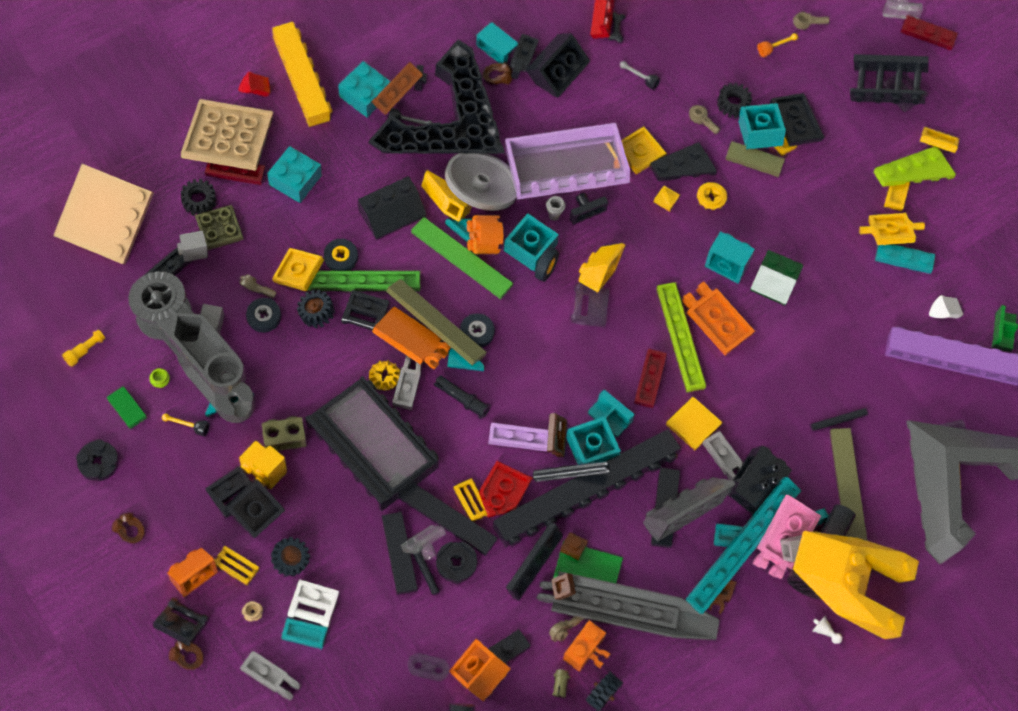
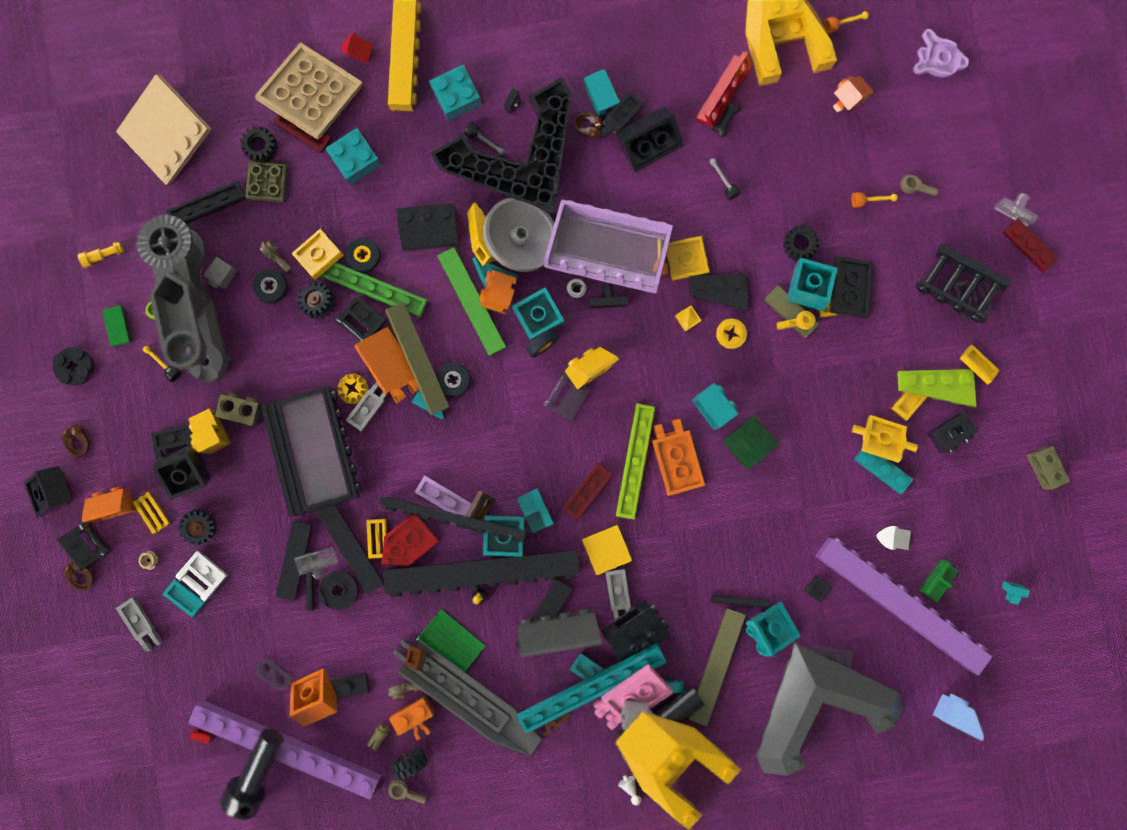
camera: 30 degrees right, 20 degrees up
(120, 585) = (48, 490): none -> black slope
(192, 246) = (229, 195): light grey brick -> none
(397, 88) = (482, 106): dark orange piece -> none
(469, 401) = (415, 446): black pin -> none
(533, 443) = (462, 521): none -> black plate
(534, 561) = (404, 620): black tile -> none
(571, 471) = (471, 554): black axle -> none
(574, 546) = (446, 619): reddish brown plate -> none
(594, 510) = (482, 595): none -> black hinge
(699, 115) = (760, 244): dark tan plate -> none
(769, 160) = (804, 320): none -> yellow plate
(881, 430) = (772, 630): none -> teal plate
(902, 380) = (817, 588): none -> black tile
(947, 202) = (952, 432): none -> black brick

